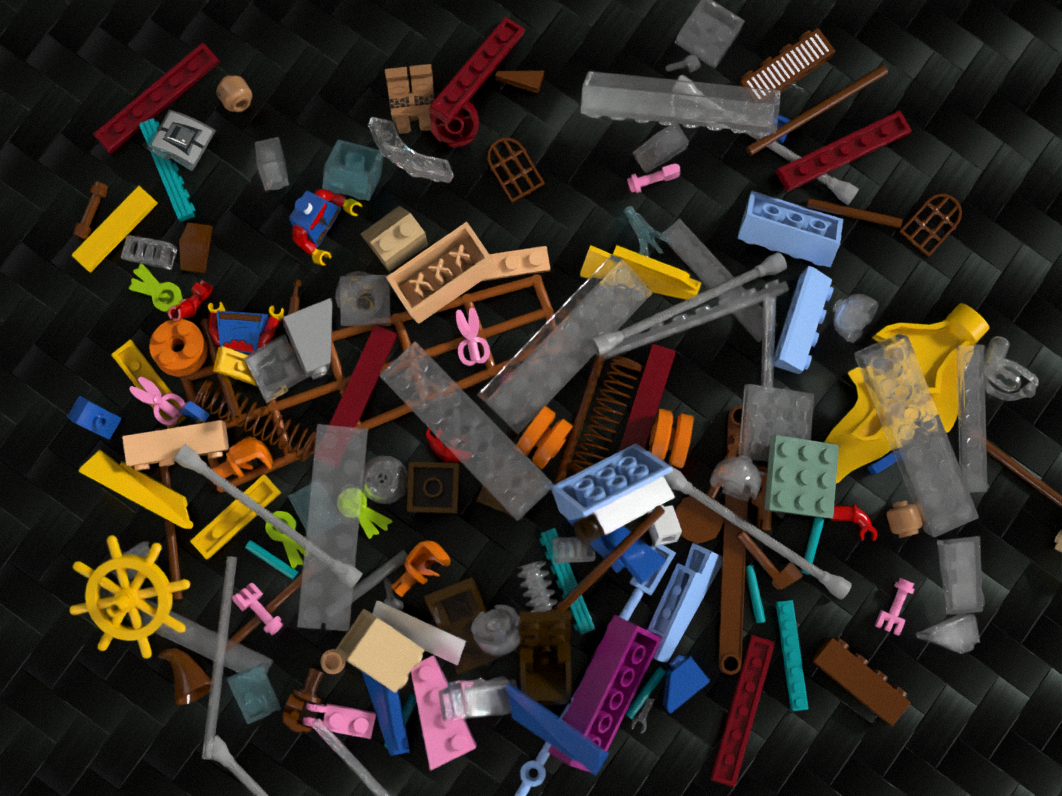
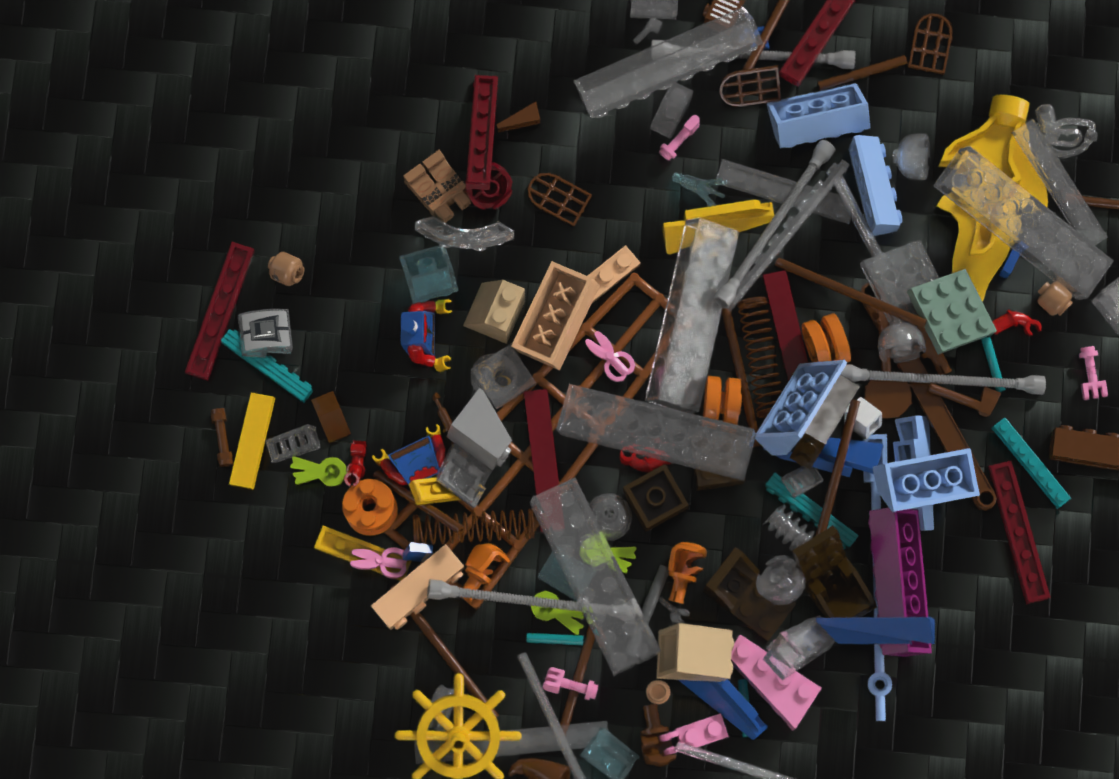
camera: 30 degrees left, 5 degrees down
(94, 417) = (333, 606): blue brick -> none
(138, 488) = (408, 642): yellow wedge -> none
(234, 518) = (502, 622): yellow plate -> none
(271, 164) = (353, 309): clear slope -> none
(421, 633) = (740, 621): white sticker -> none
(643, 715) = (940, 584): clear hand -> none
(645, 692) = (931, 564): teal piece -> none
(682, 681) = (955, 534): blue slope -> none
(683, 618) = (927, 480): none -> light blue slope
(721, 407) = (850, 292): none -> reddish brown piece
(750, 176) = (760, 91): none -> reddish brown window
(754, 594) = (971, 431): teal piece -> none

